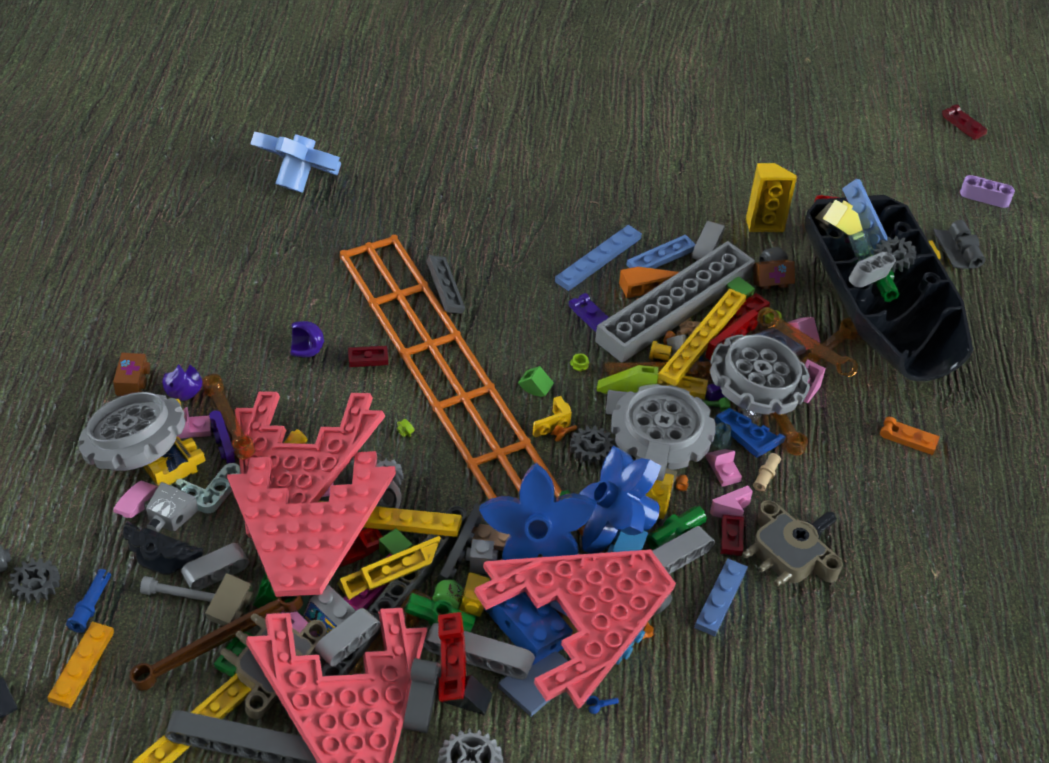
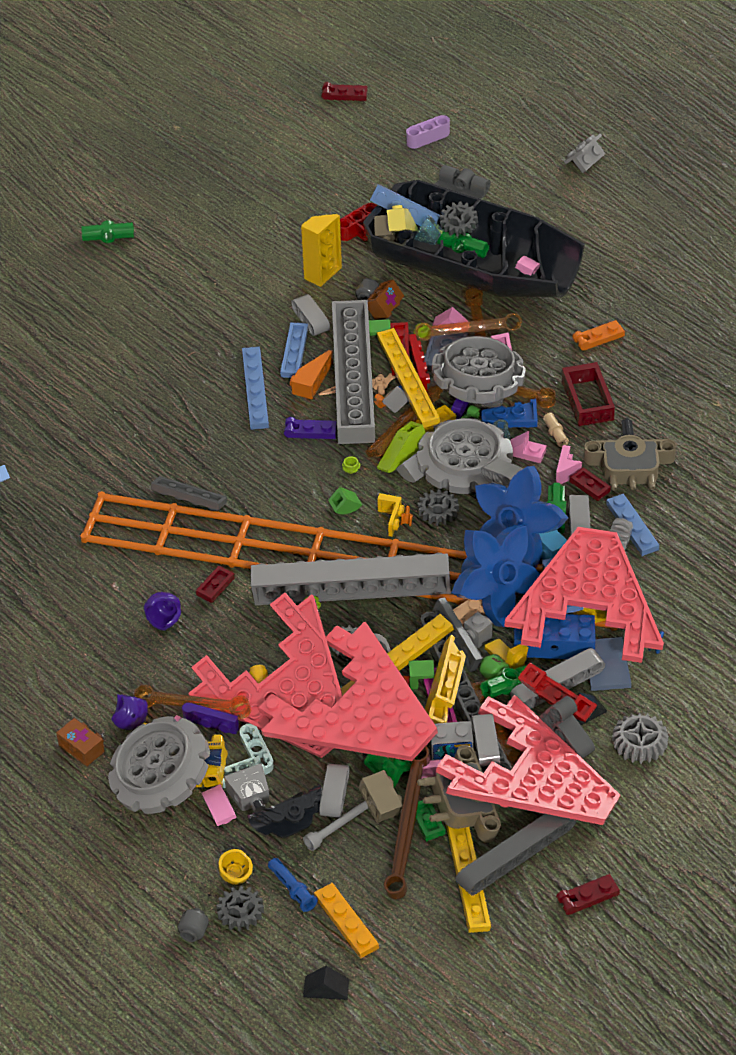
camera: 45 degrees left, 0 degrees up
(75, 554) = (234, 873): none -> yellow helmet
(444, 432) = (352, 578): none -> light grey brick
(656, 85) = (107, 231): none -> green piece
(660, 351) = (389, 413): yellow bush -> none
(691, 592) = (624, 529): none -> light grey gear
(843, 447) = (586, 373): none -> dark red window
(872, 269) = (466, 239): light grey beam -> none
(907, 331) = (527, 265): none -> bright pink slope

